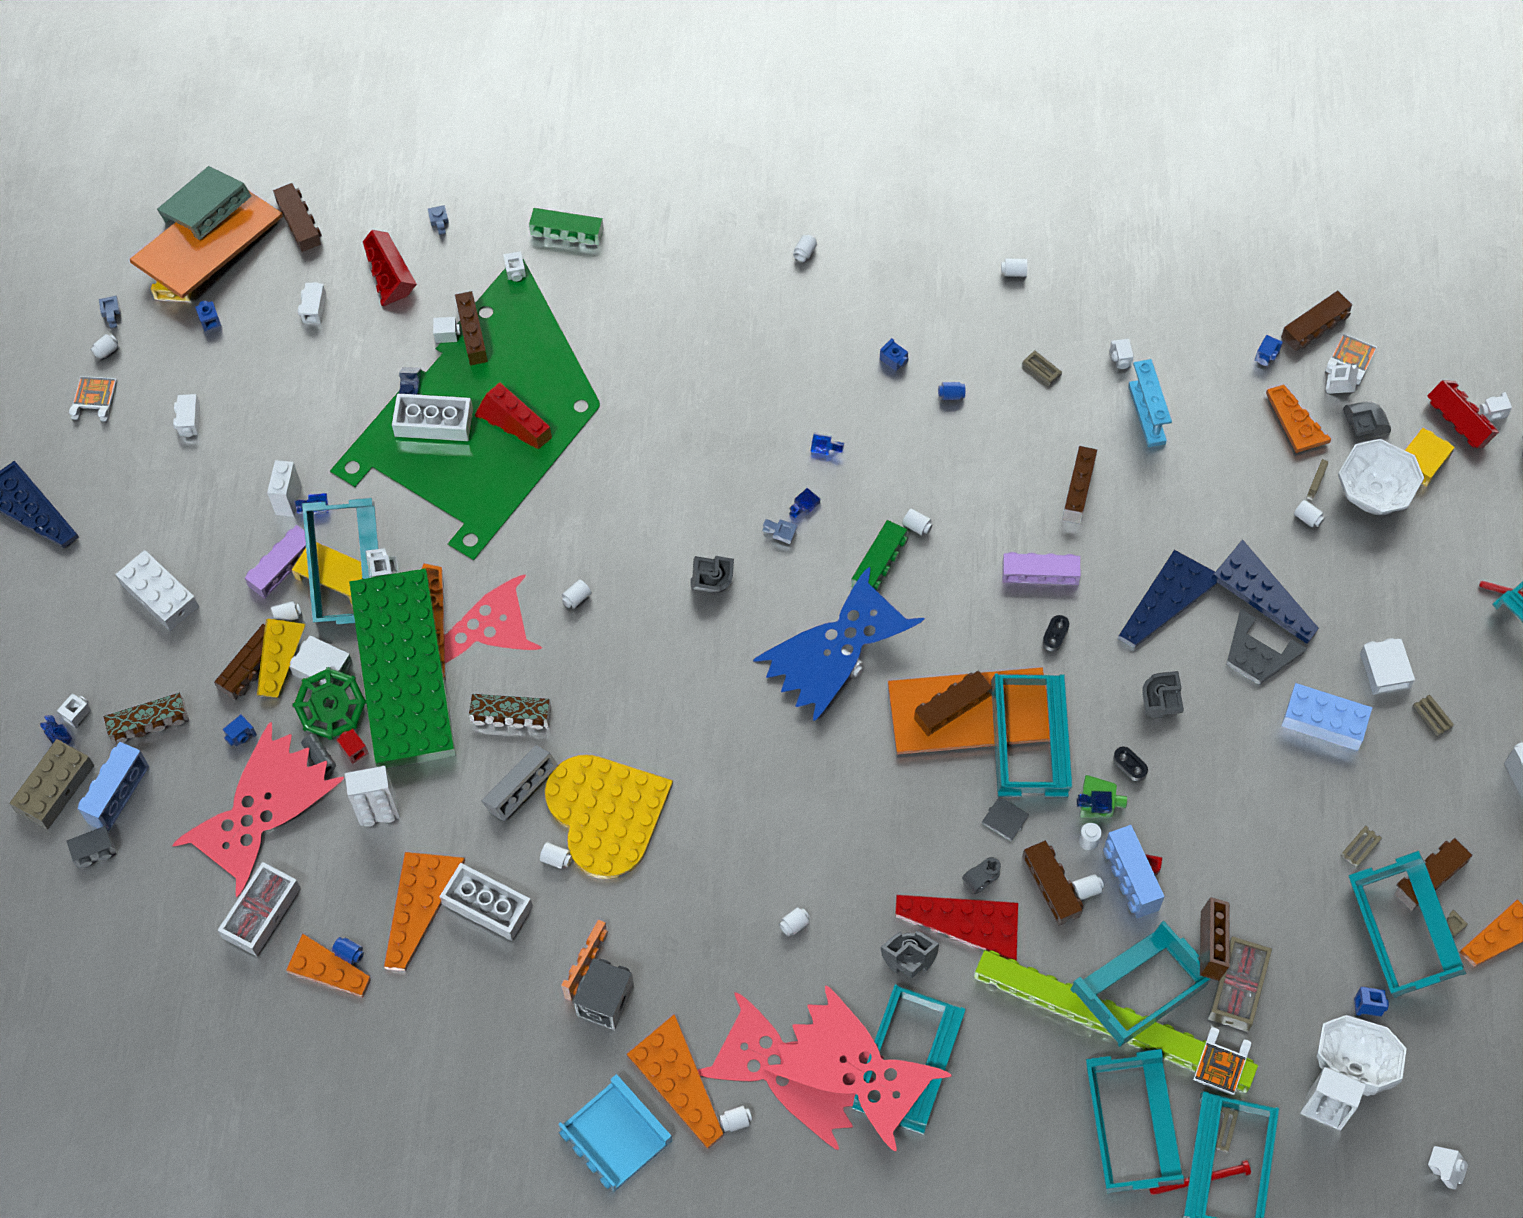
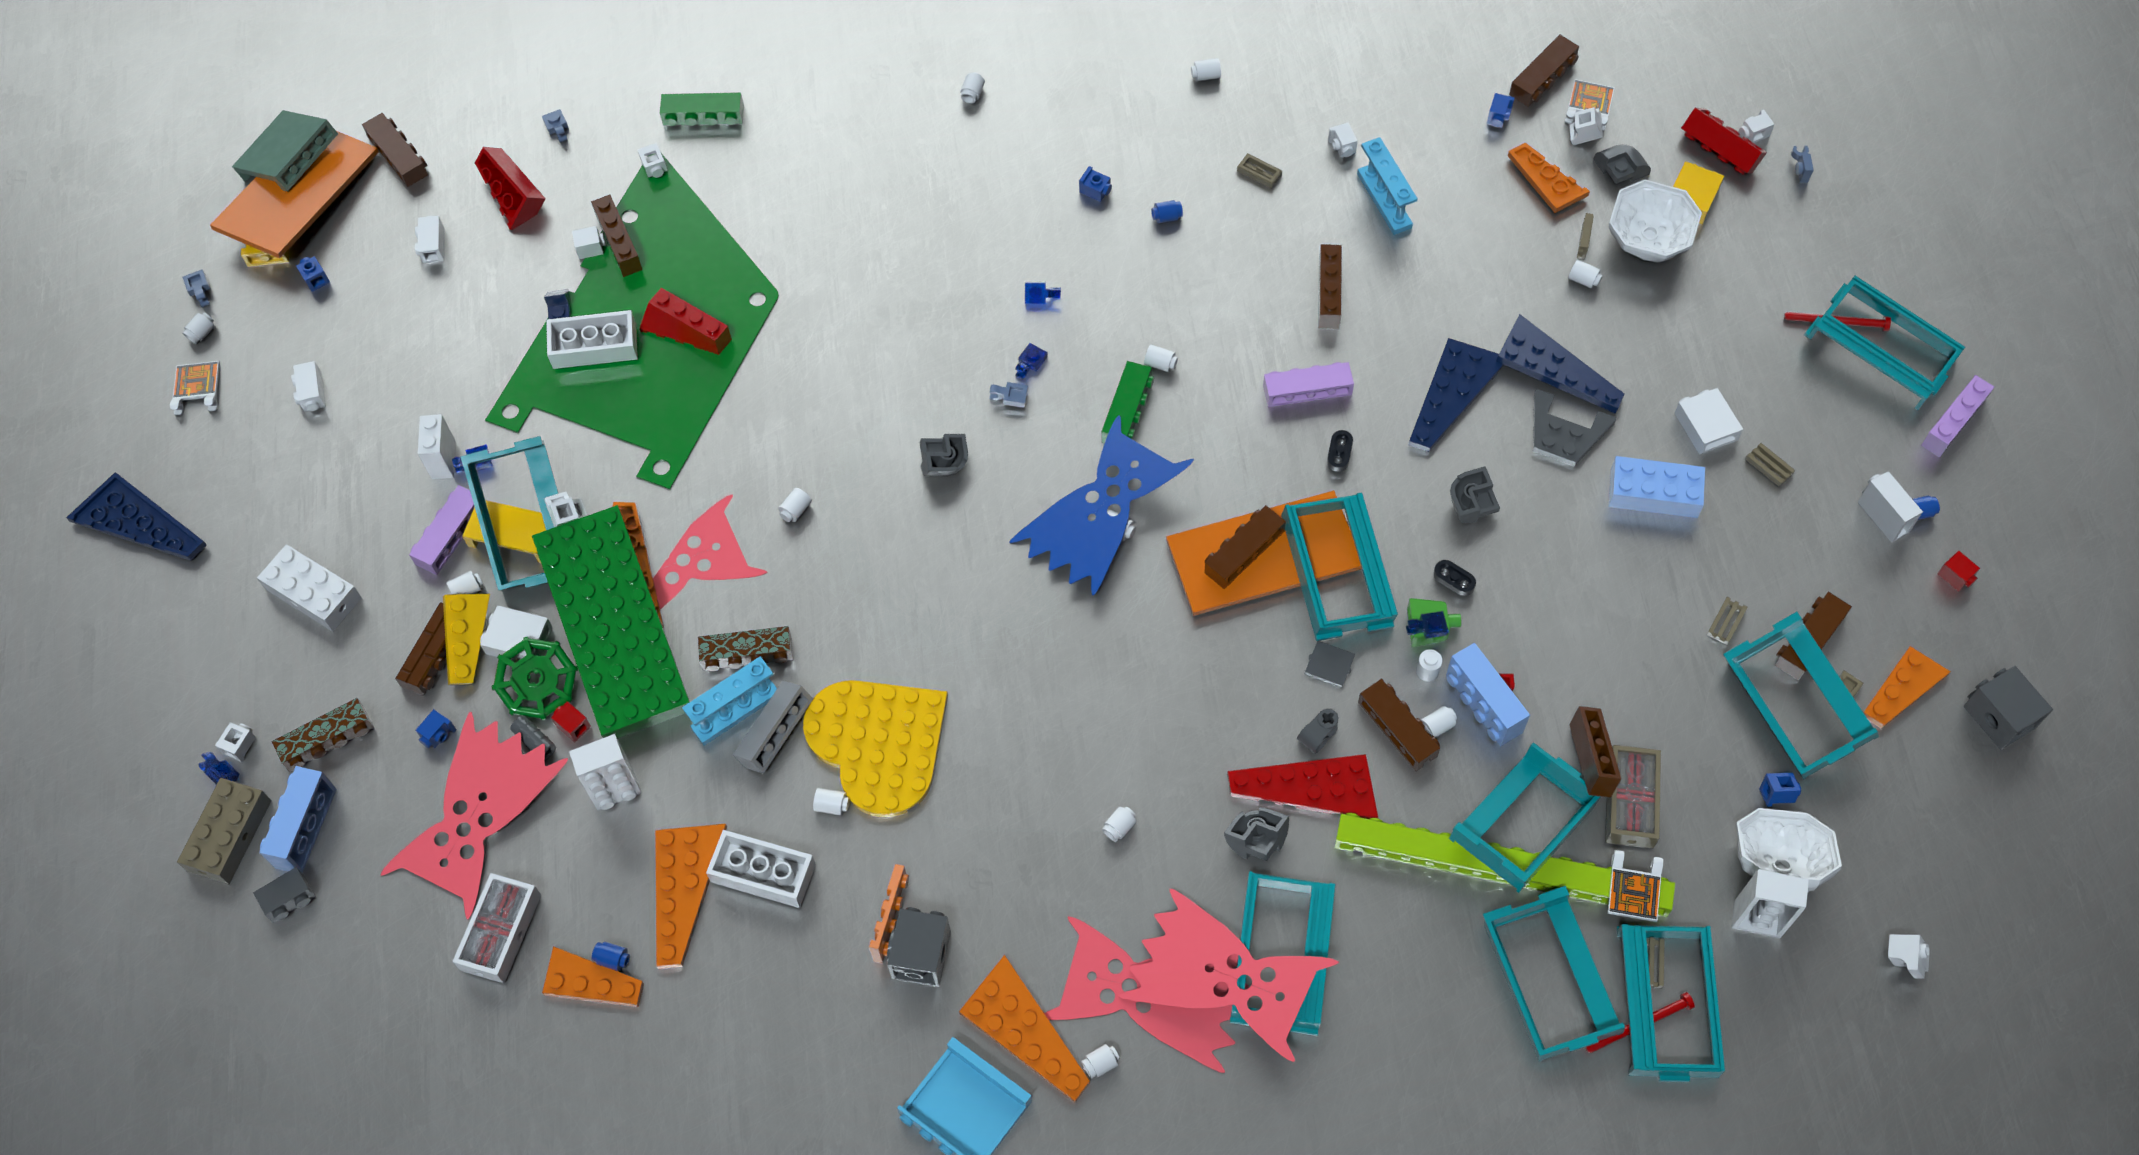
camera: 10 degrees left, 0 degrees up
(488, 754) = (731, 701): none -> medium azure fence

